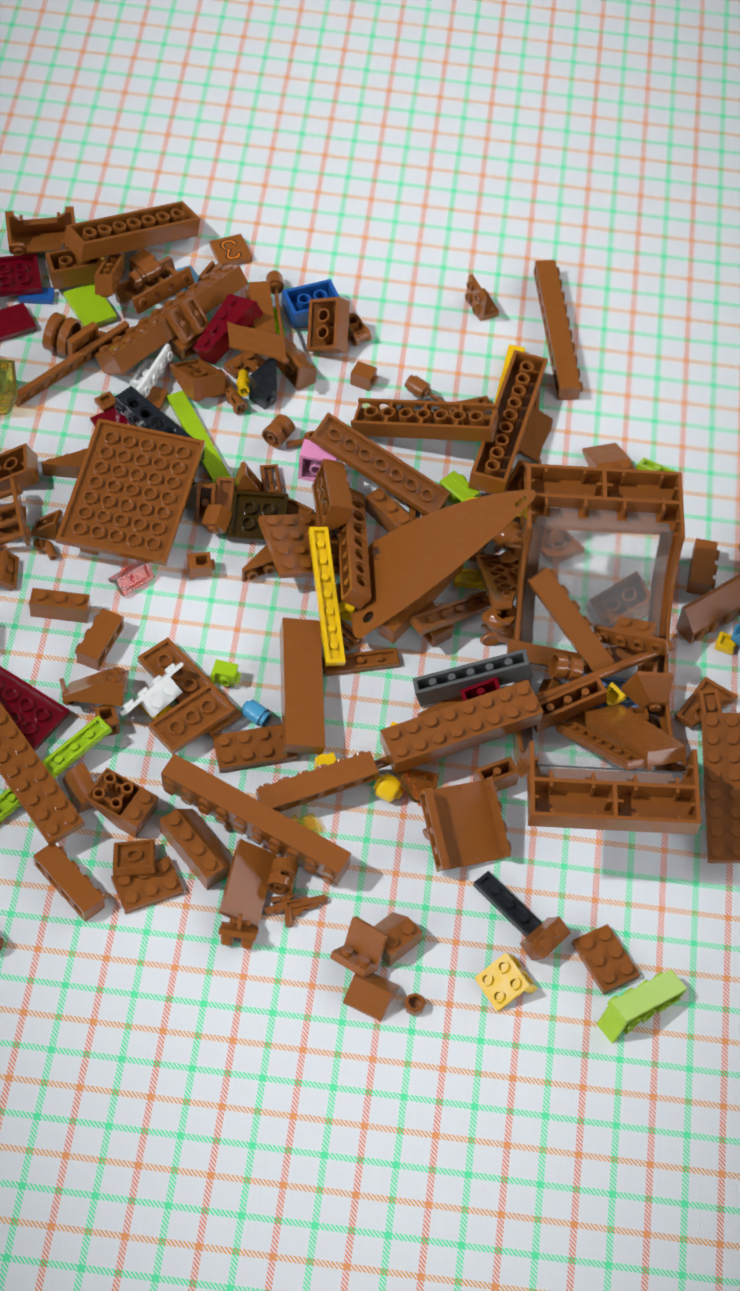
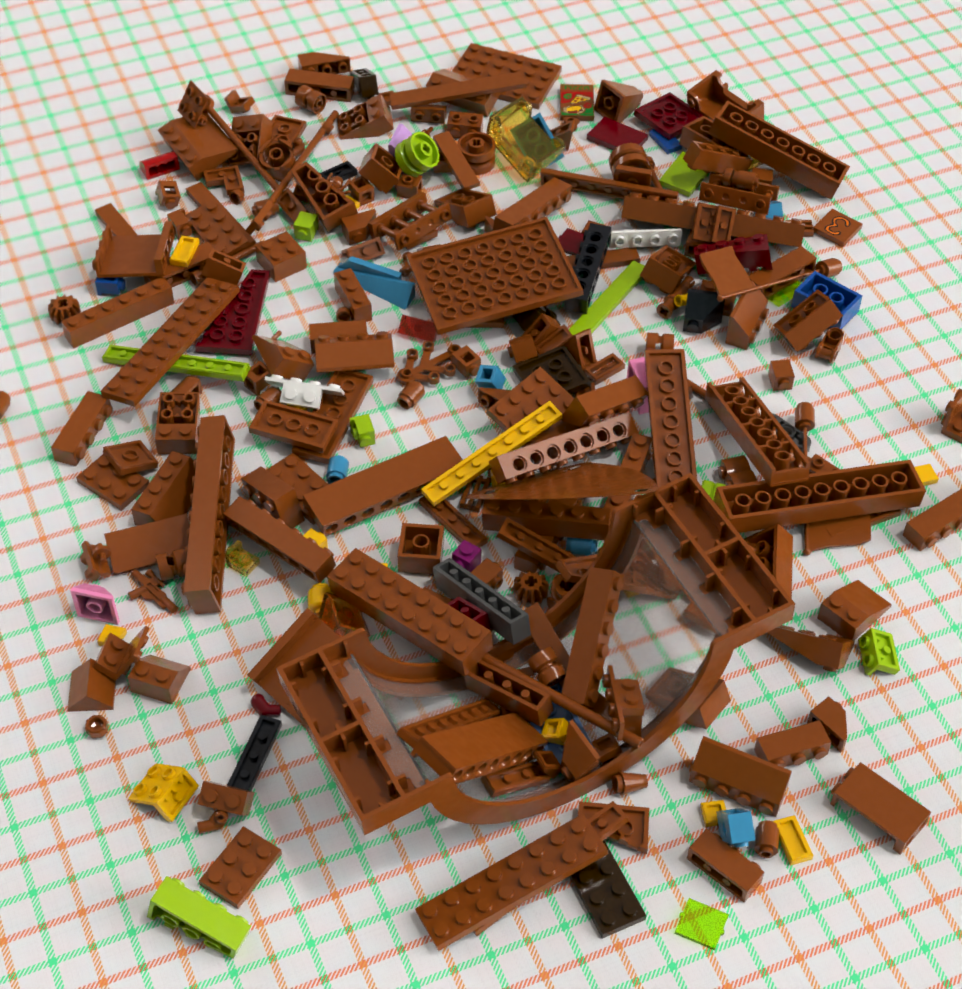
camera: 65 degrees right, 5 degrees down
(54, 576) = (381, 281): none -> dark azure wedge
(60, 425) = (535, 205): none -> dark orange brick
(73, 623) = (343, 314): none -> dark orange hinge
(136, 635) = (354, 352): none -> dark orange slope
(138, 724) = (271, 394): none -> dark orange brick
(180, 594) = (413, 374): none -> dark orange plant
(207, 621) = (411, 394): none -> dark orange brick
(236, 558) = (490, 377): none -> dark azure brick
(255, 769) = (273, 495): none -> dark orange wedge
(288, 949) = (94, 603): none -> bright pink slope
(322, 956) = (117, 631): none -> yellow tile
(384, 694) = (420, 548): none -> dark orange brick
(411, 668) = (467, 555): none -> magenta brick
(436, 662) = (489, 573): none -> dark orange brick
(444, 459) = (736, 471): none -> dark orange brick
(448, 593) = (581, 546): none -> dark azure brick
(465, 644) = (530, 587): none -> dark orange gear
(466, 878) = (263, 708): none -> dark red arm
(557, 959) = (214, 823): none -> dark orange arm
(678, 680) = (628, 782): none -> dark orange cone
(698, 529) = (833, 720): none -> dark orange slope

